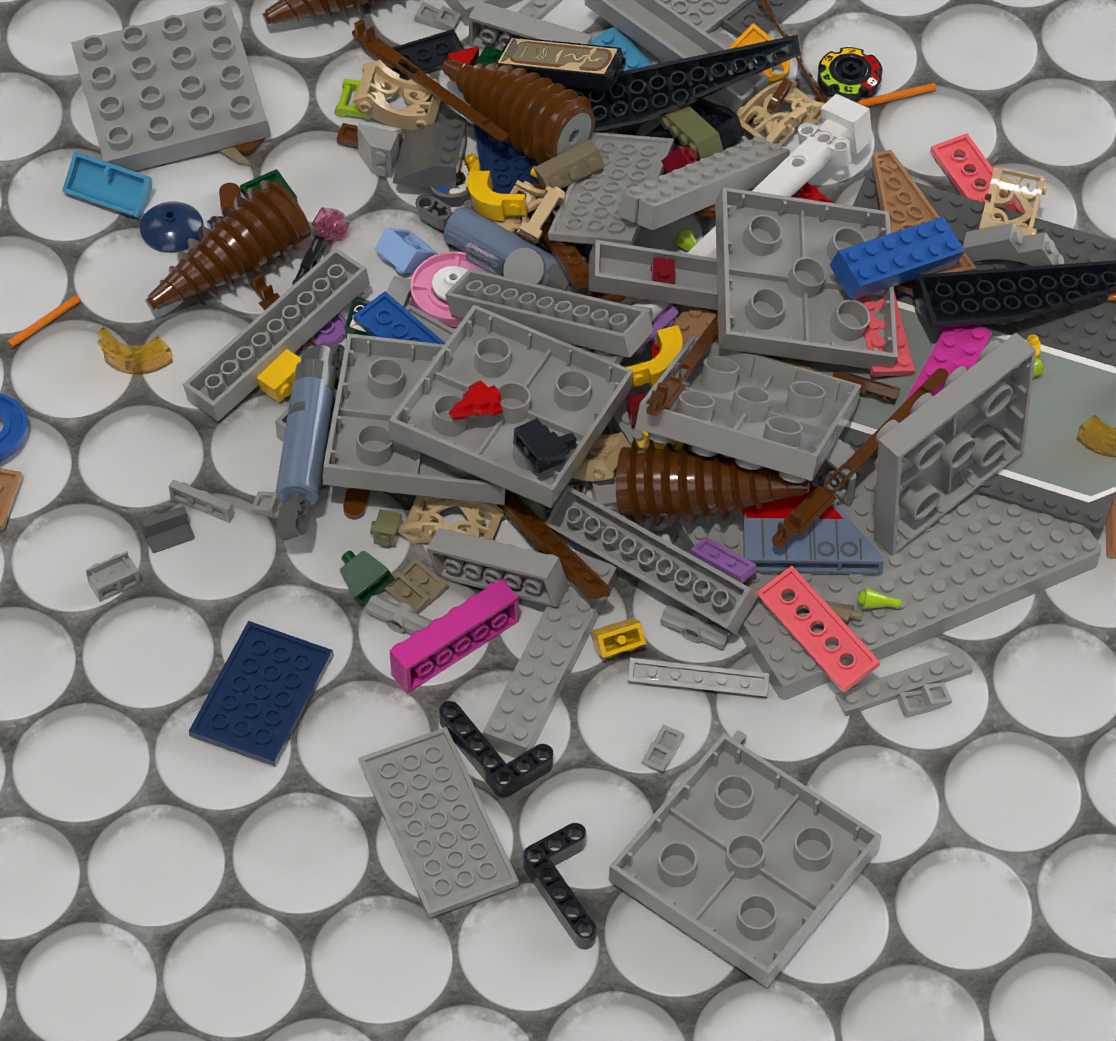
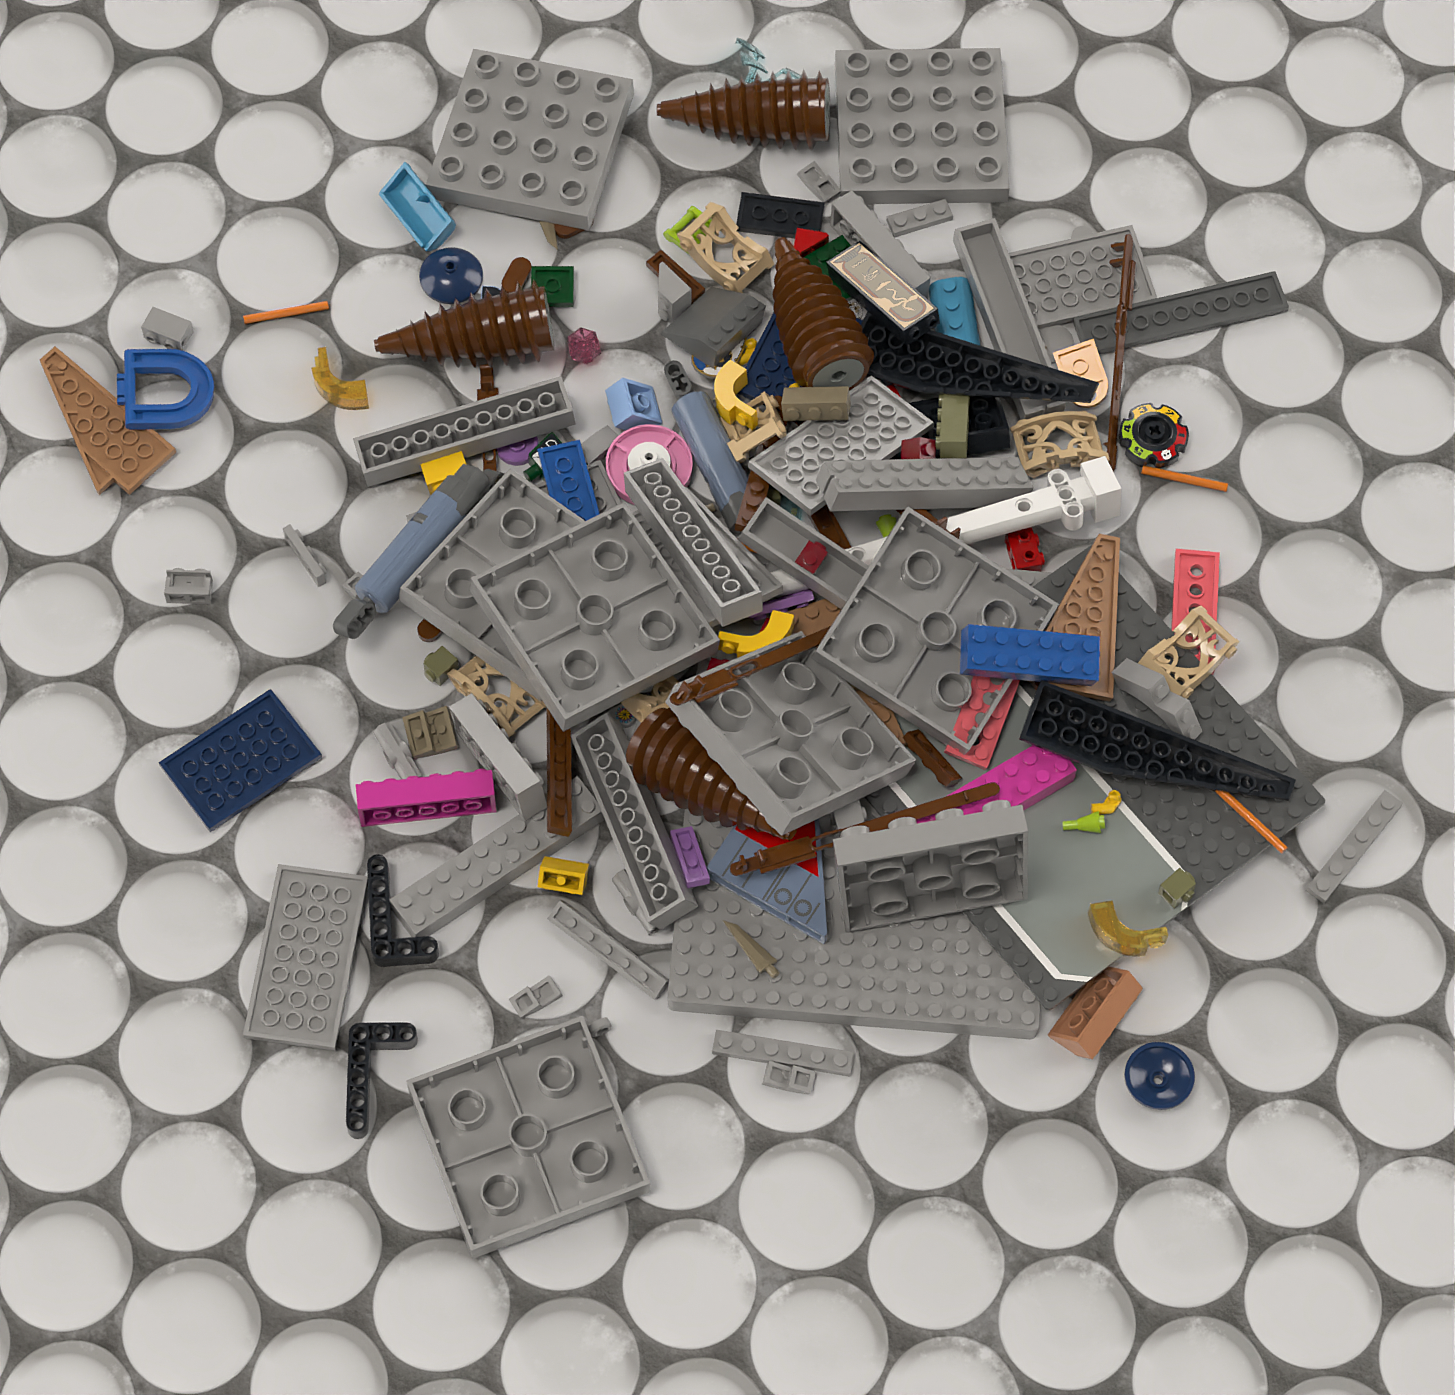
camera: 30 degrees right, 10 degrees up
(167, 530) = (261, 567): dark grey panel -> none
(311, 257) = (546, 370): black piece -> none
(364, 575) = (390, 700): dark green torso -> none
(391, 58) = (746, 205): reddish brown piece -> none
(477, 402) = (554, 602): red rock -> none
(484, 259) = (688, 454): clear light blue tile -> none
(525, 265) = (712, 483): light grey tile -> none
(540, 446) = (581, 673): black hinge -> none
(779, 95) = (1062, 427): reddish brown tile -> none
(815, 643) = (740, 974): coral plate -> none
(872, 599) = (796, 965): lime cone -> none

